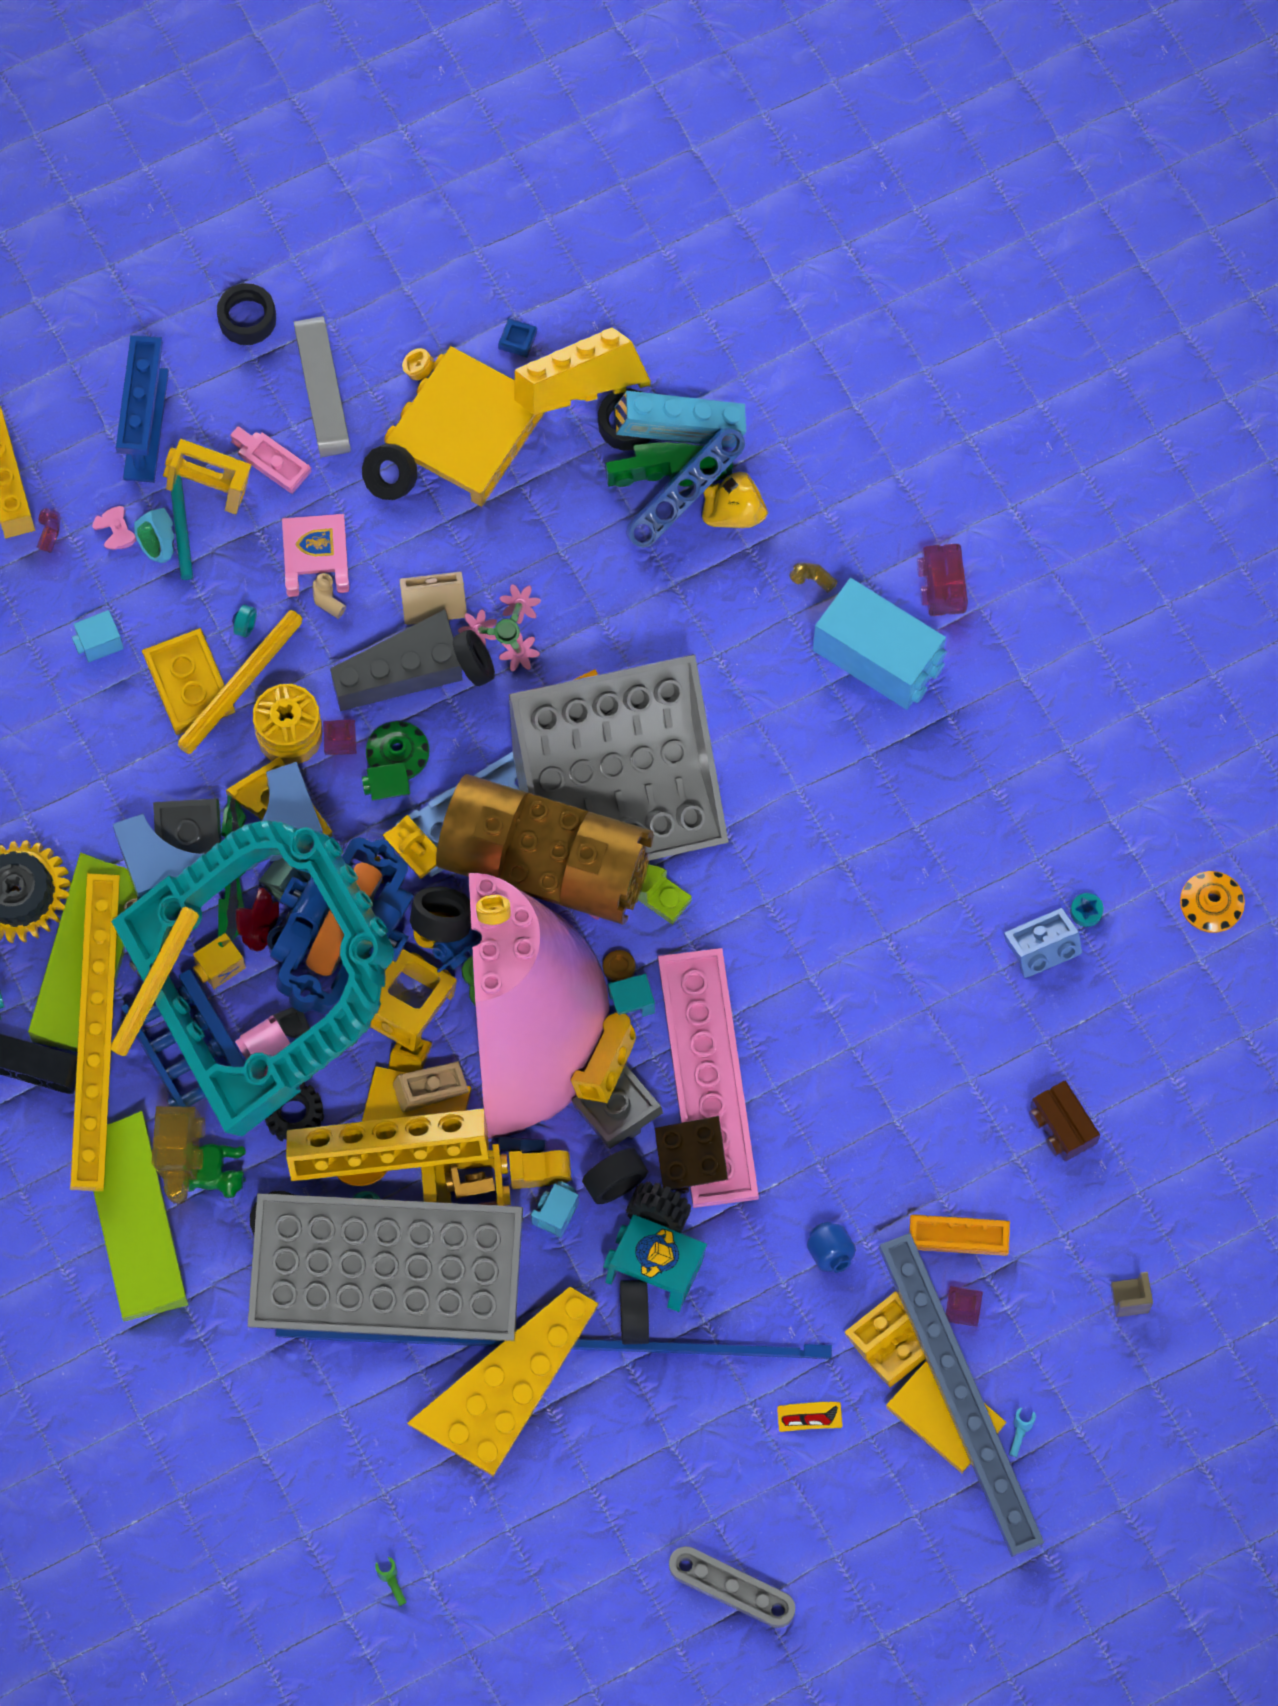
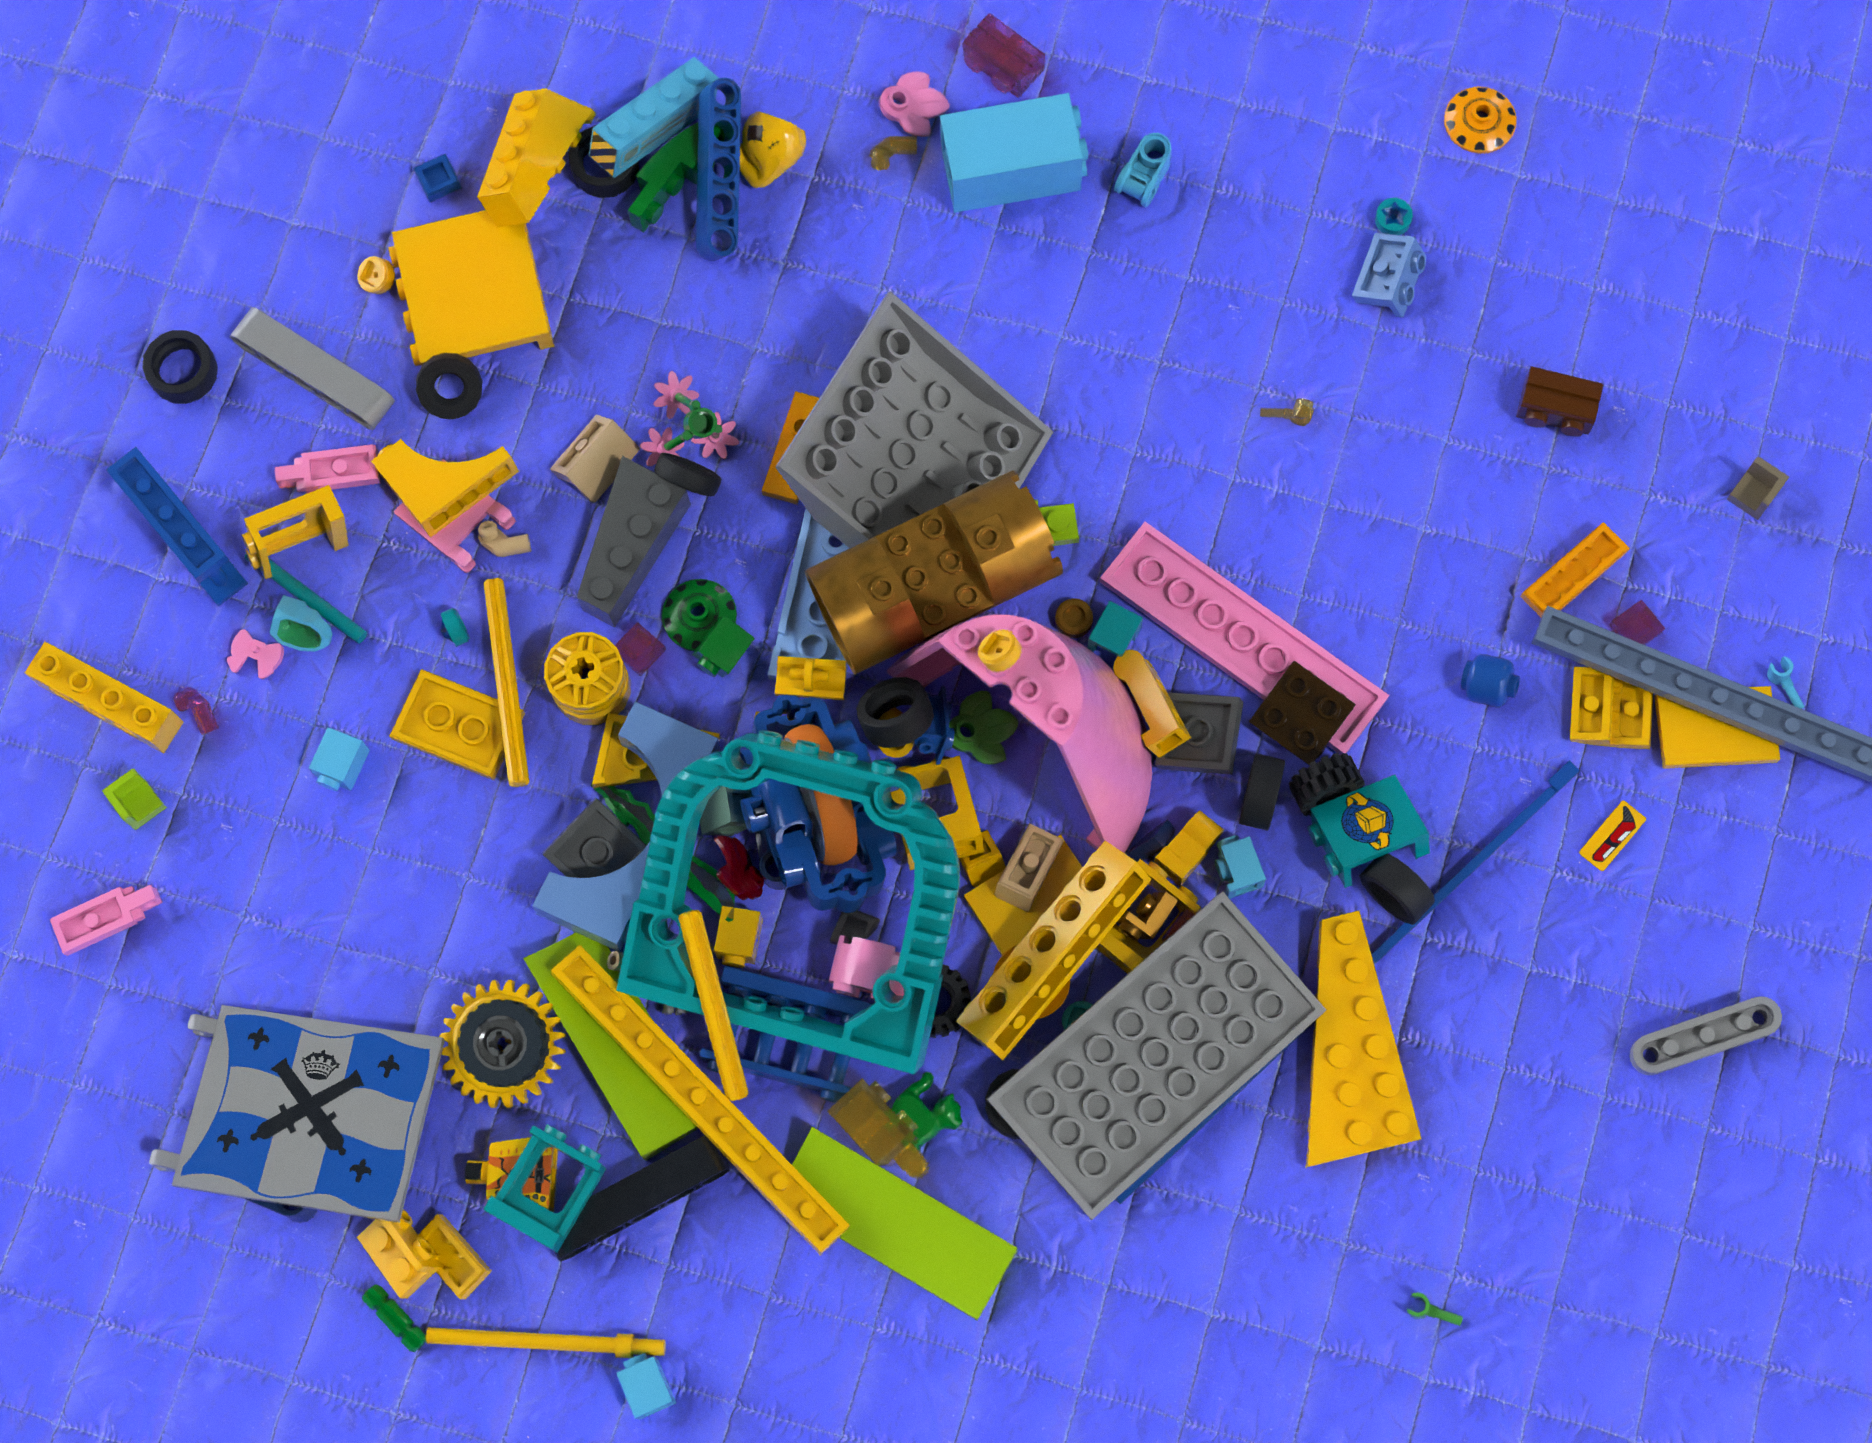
camera: 40 degrees left, 5 degrees up
(317, 530) = (438, 489): none -> yellow arch
(861, 561) = (917, 105): none -> bright pink plate
(894, 975) = (1299, 415): none -> clear yellow hand
(954, 734) = (1142, 174): none -> medium azure piece

